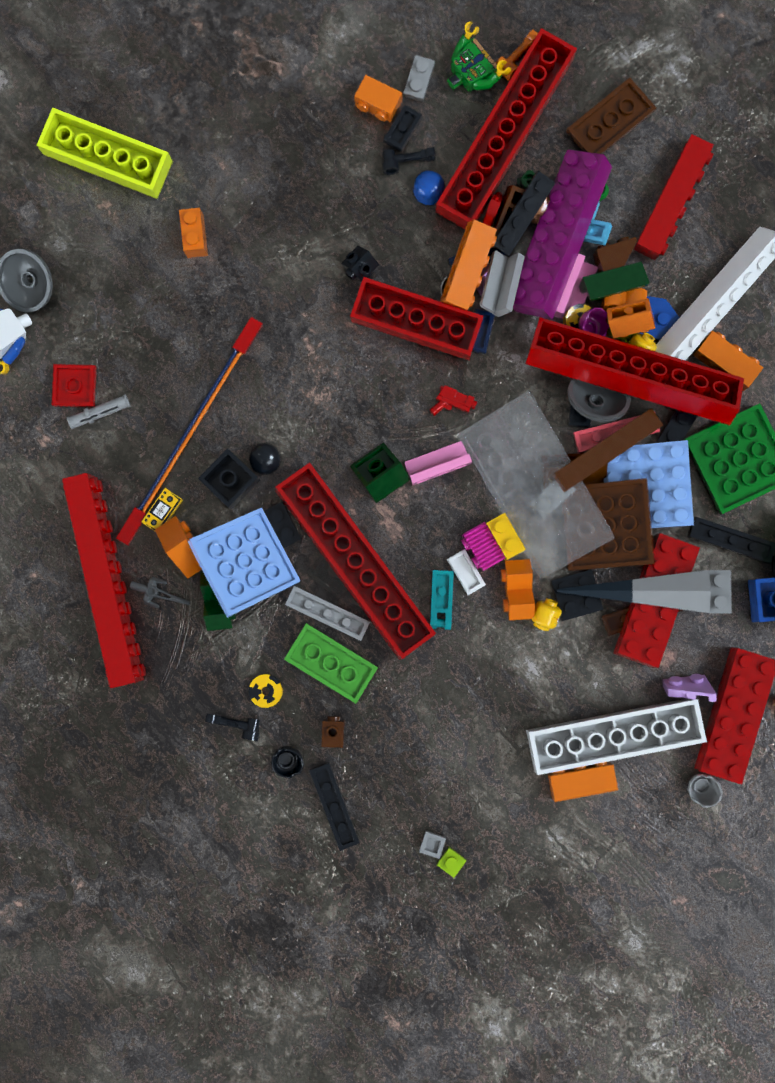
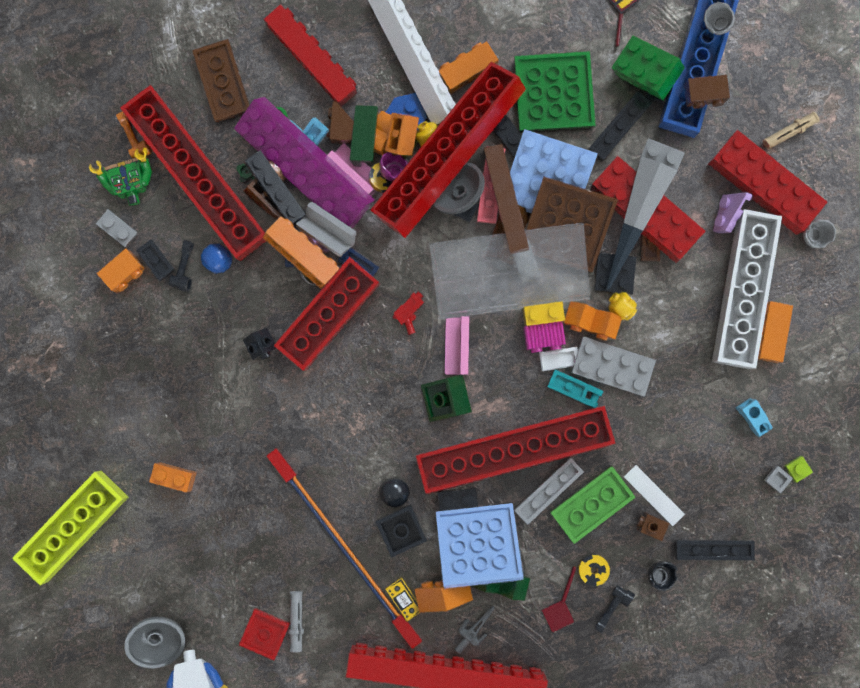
camera: 70 degrees left, 0 degrees up
(207, 672) = (558, 613): none -> dark red piece
(365, 723) = (654, 495): none -> white sticker
(480, 630) = (613, 366): none -> light grey plate
(486, 795) = (755, 417): none -> medium azure leg
(493, 209) = (259, 212): red piece -> none

